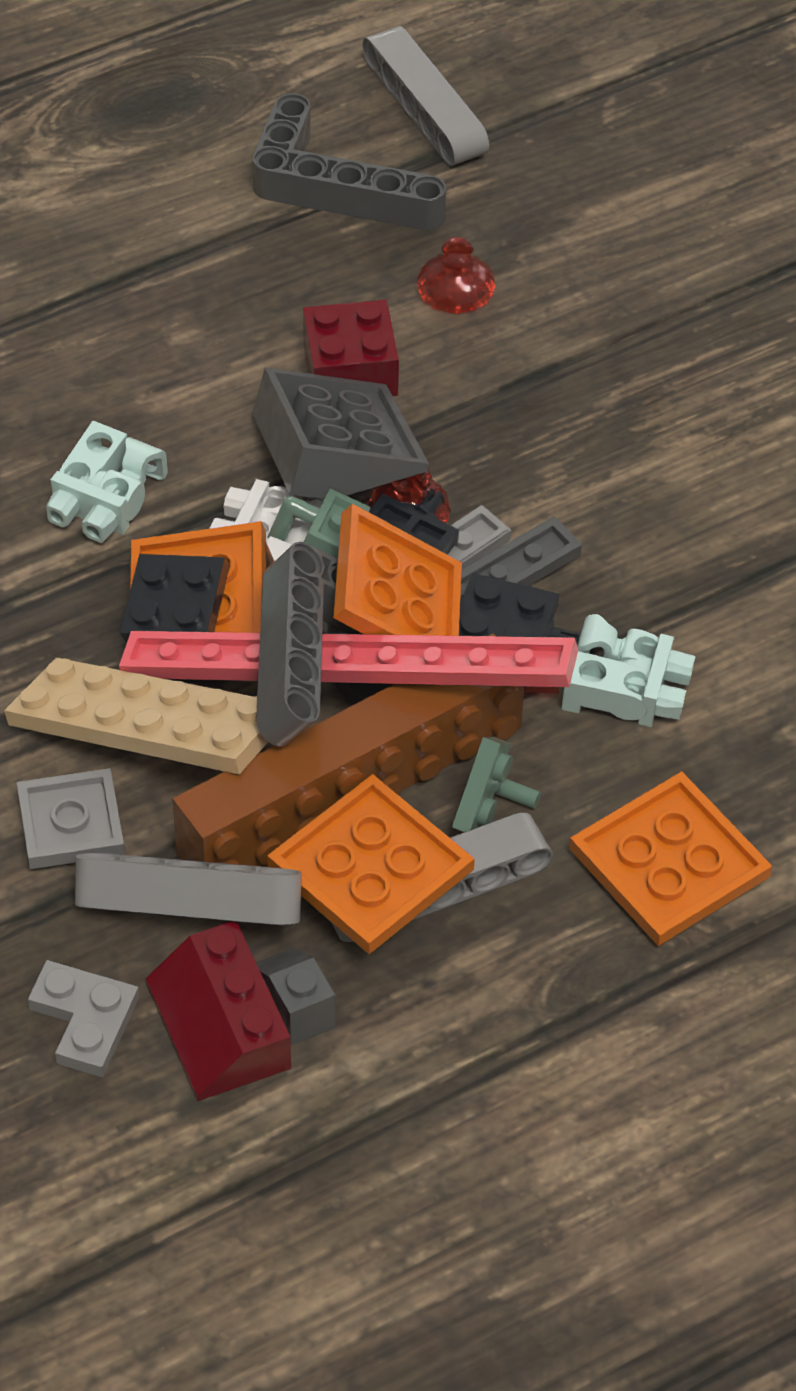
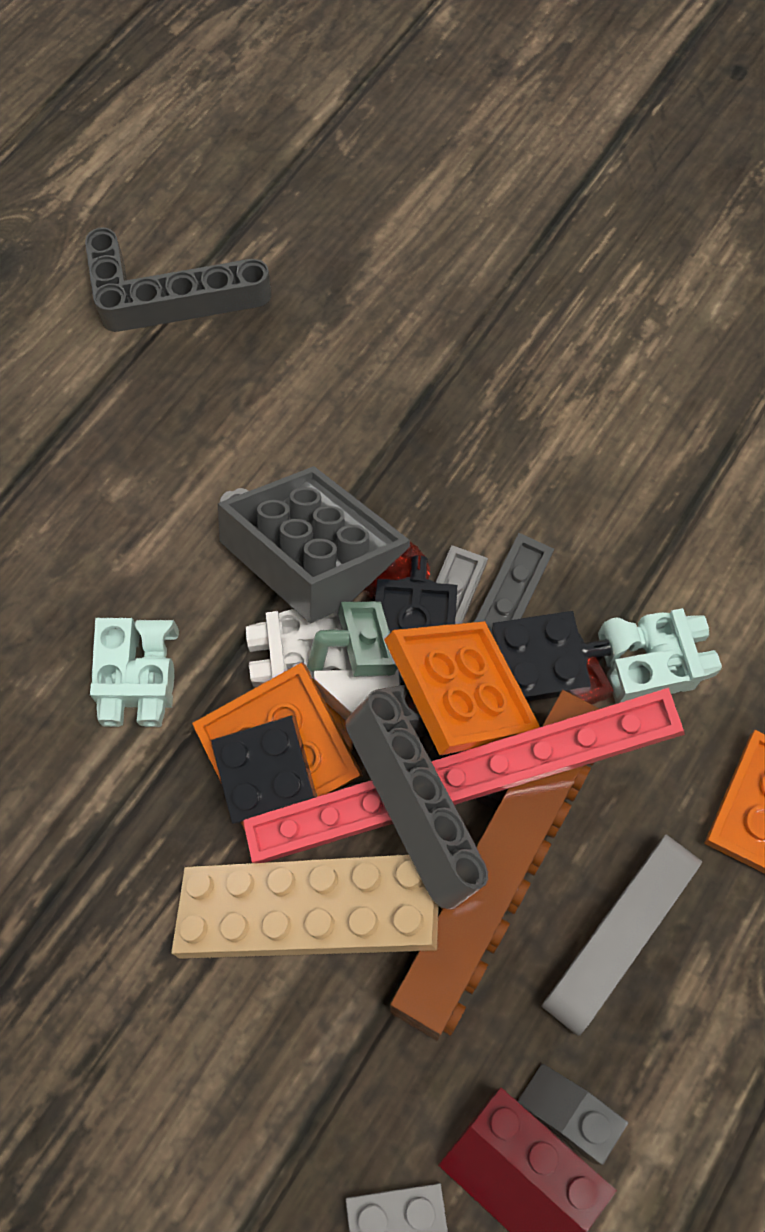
camera: 25 degrees left, 15 degrees up
(70, 817) = (285, 1033): light grey plate -> none
(188, 888) = (440, 1072): light grey beam -> none
(352, 342) = (269, 443): dark red brick -> none
(372, 863) = (582, 968): orange plate -> none
(425, 95) = (198, 186): light grey beam -> none
(456, 279) = (313, 344): clear red hair -> none
(485, 780) = (621, 814): sand green plate -> none

